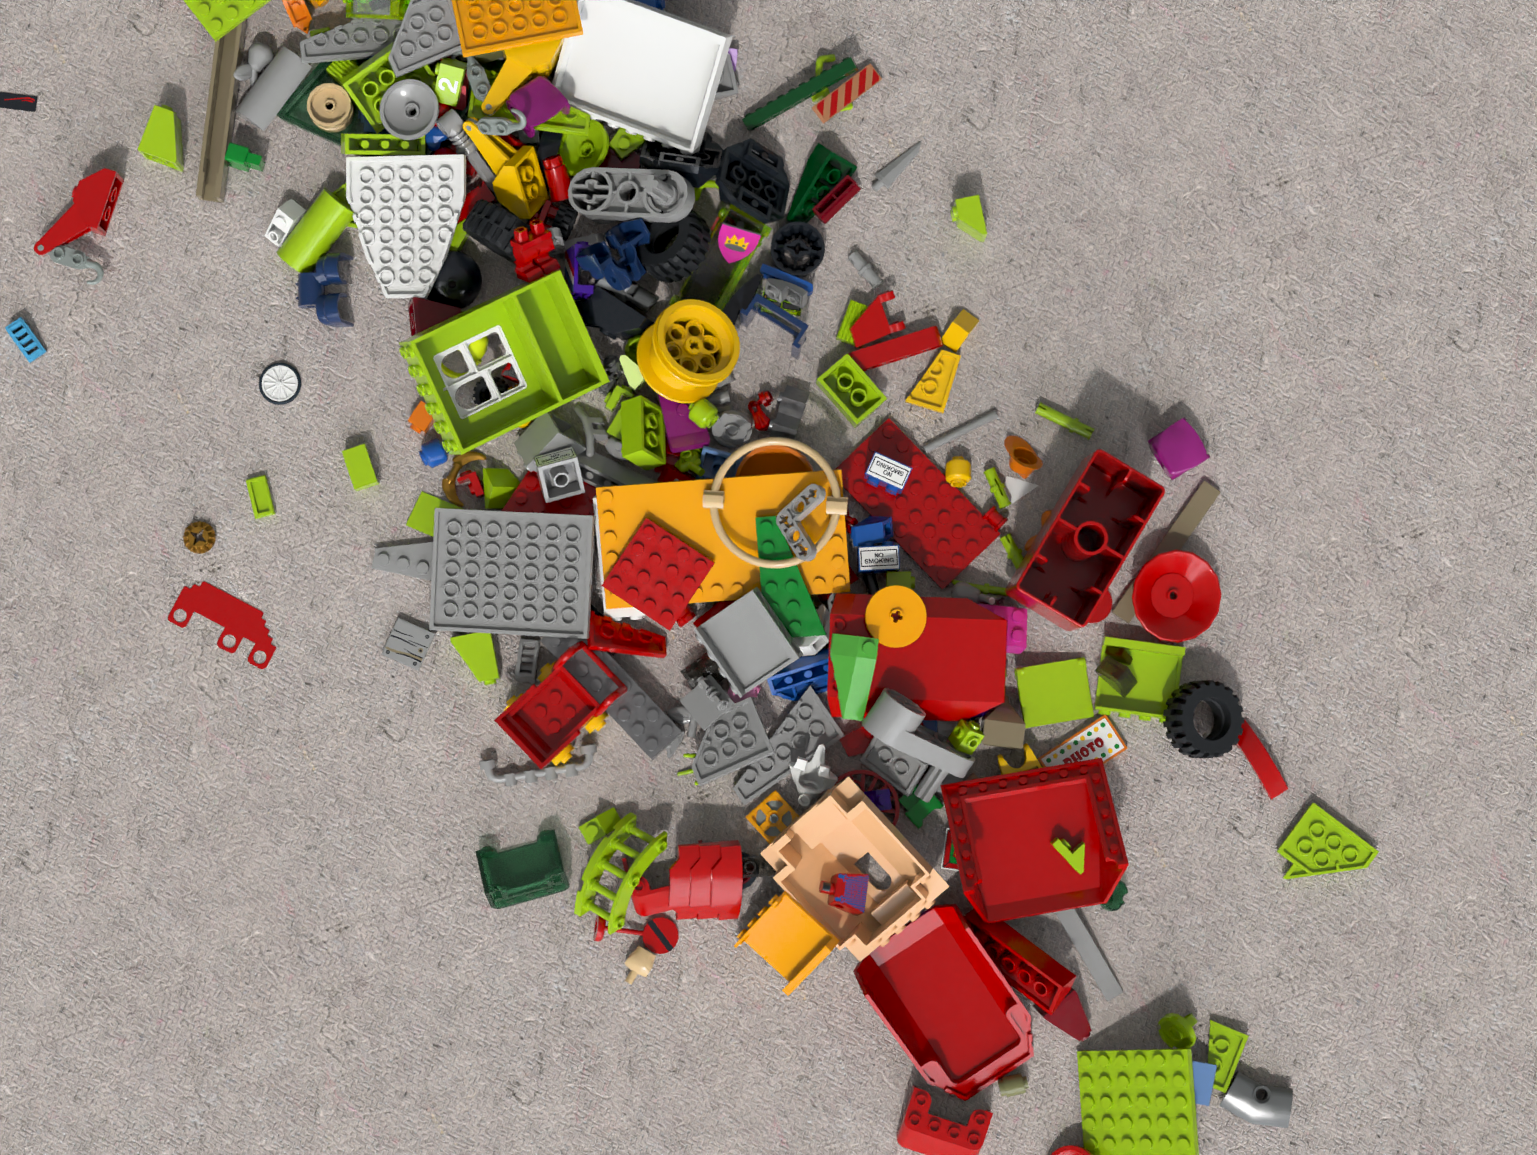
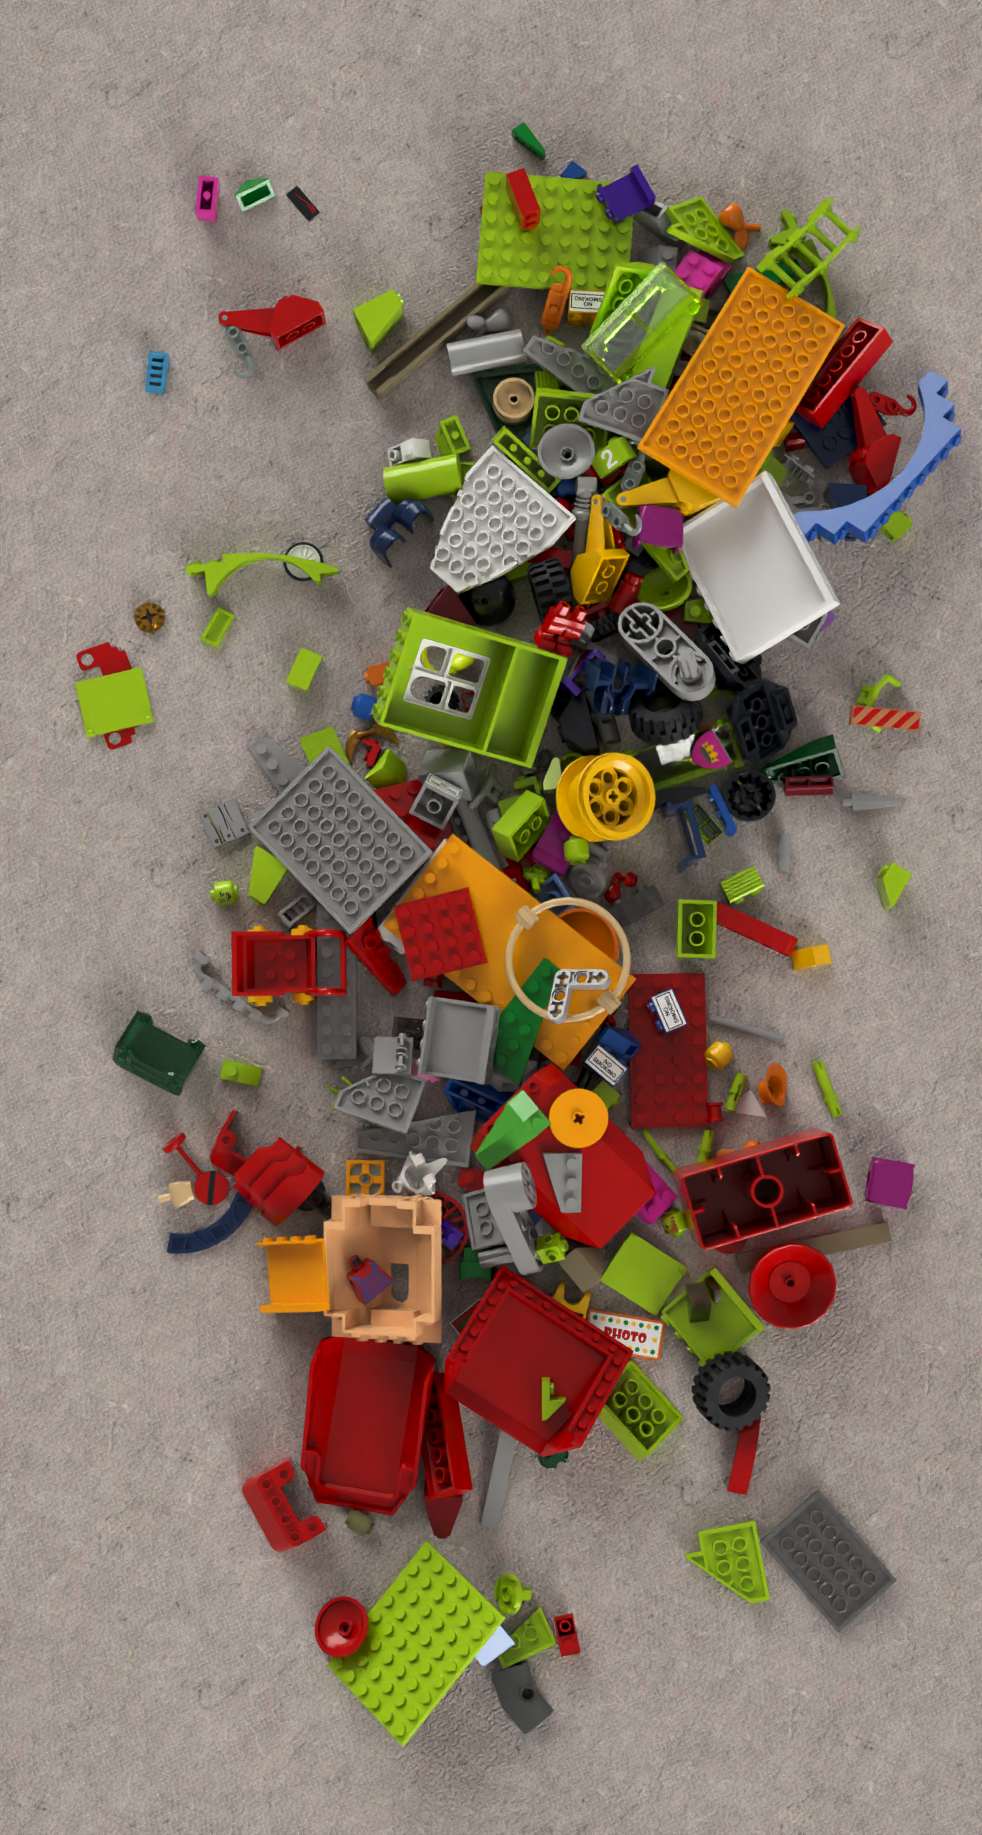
camera: 40 degrees right, 0 degrees up
(221, 452) = (218, 572): none -> lime slope
(233, 629) = (114, 702): none -> lime piece
(243, 158) = (421, 382): green piece -> none
(307, 180) = (451, 437): none -> lime slope
(459, 698) = (224, 893): none -> lime head
(600, 862) = (215, 1098): lime fence -> none
(696, 967) = (213, 1234): none -> dark blue tile
(783, 290) = (711, 814): light grey slope -> none
(800, 94) = (852, 689): dark green piece -> none
(873, 322) = (754, 896): red flag -> none
(928, 671) = (566, 1179): none -> light grey wing
(936, 383) = (760, 979): yellow wing -> none
(965, 590) = (646, 1145): light grey piece -> none
(1042, 631) = (674, 1222): none -> lime head
(1149, 802) = (638, 1412): none -> lime slope
(1249, 1021) = (566, 1634): none -> red slope
(1396, 781) = (828, 1561): none -> flat silver plate

